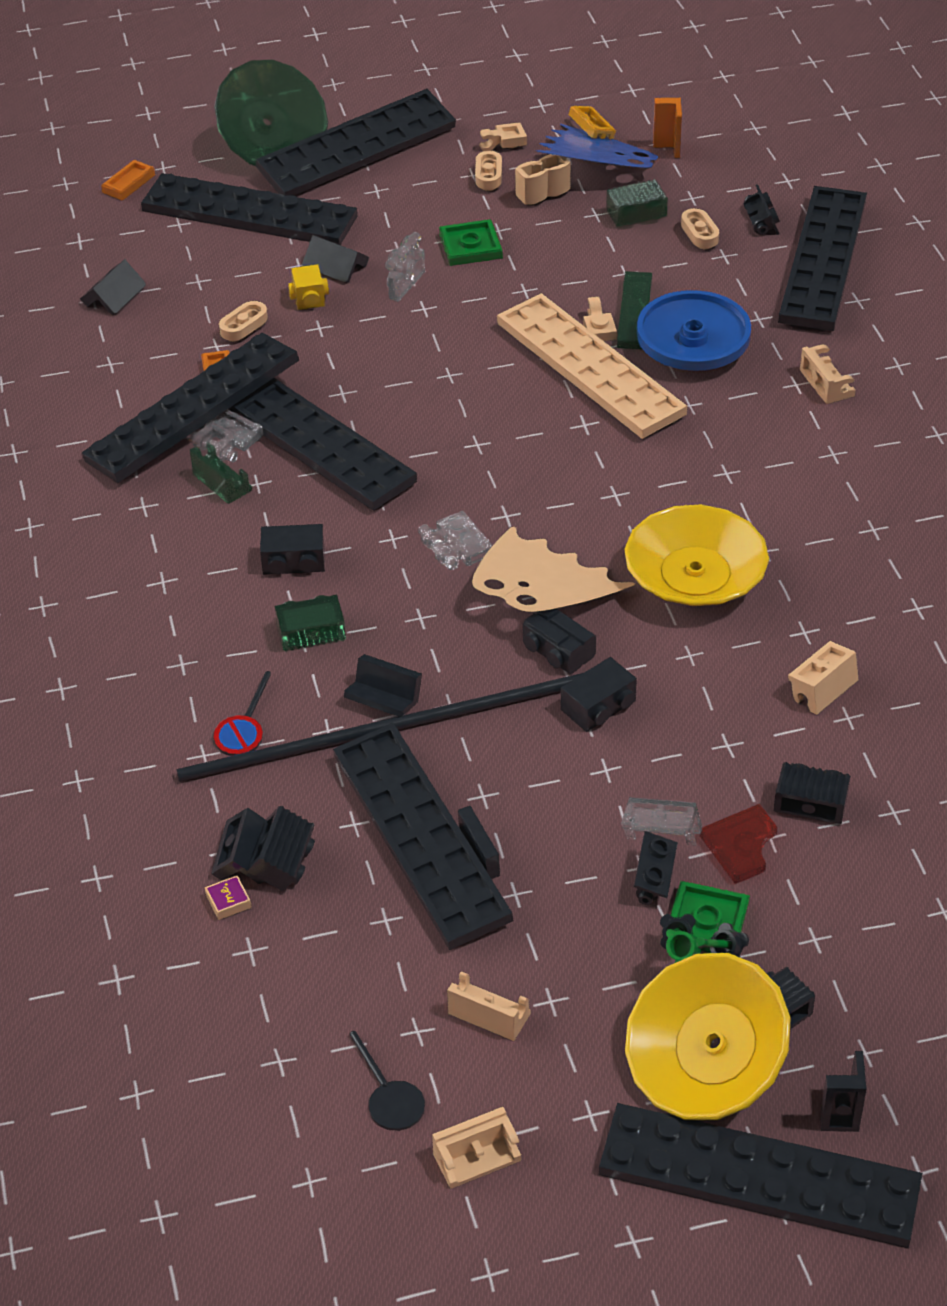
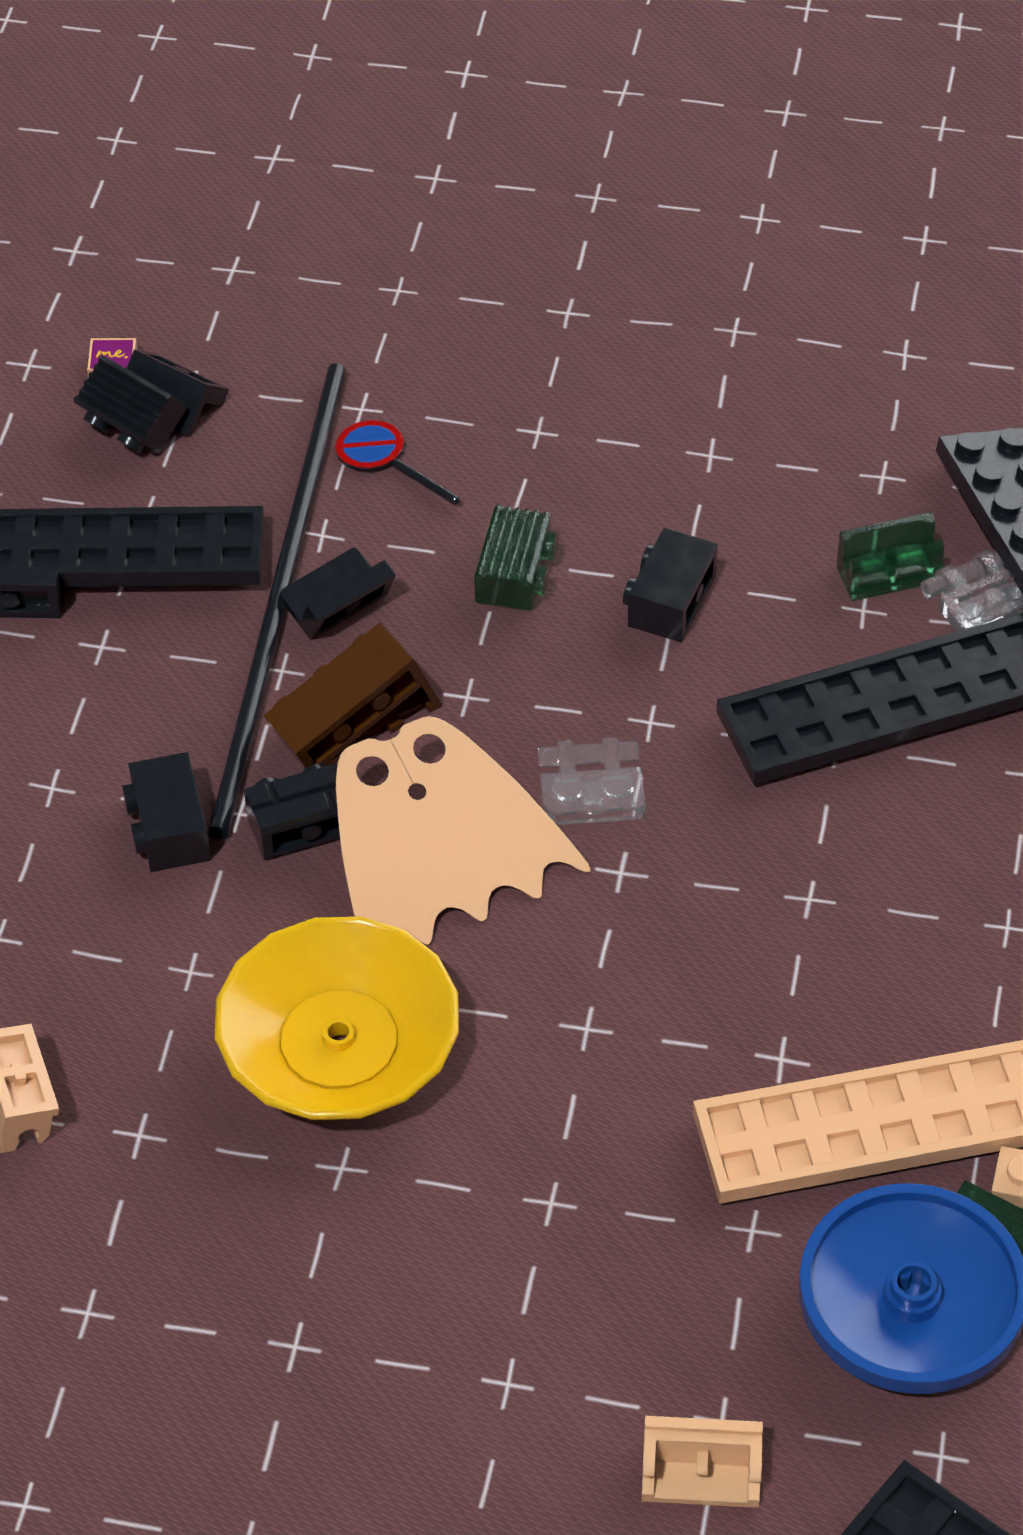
camera: 115 degrees right, 5 degrees up
(471, 640) = (351, 699): none -> reddish brown wedge

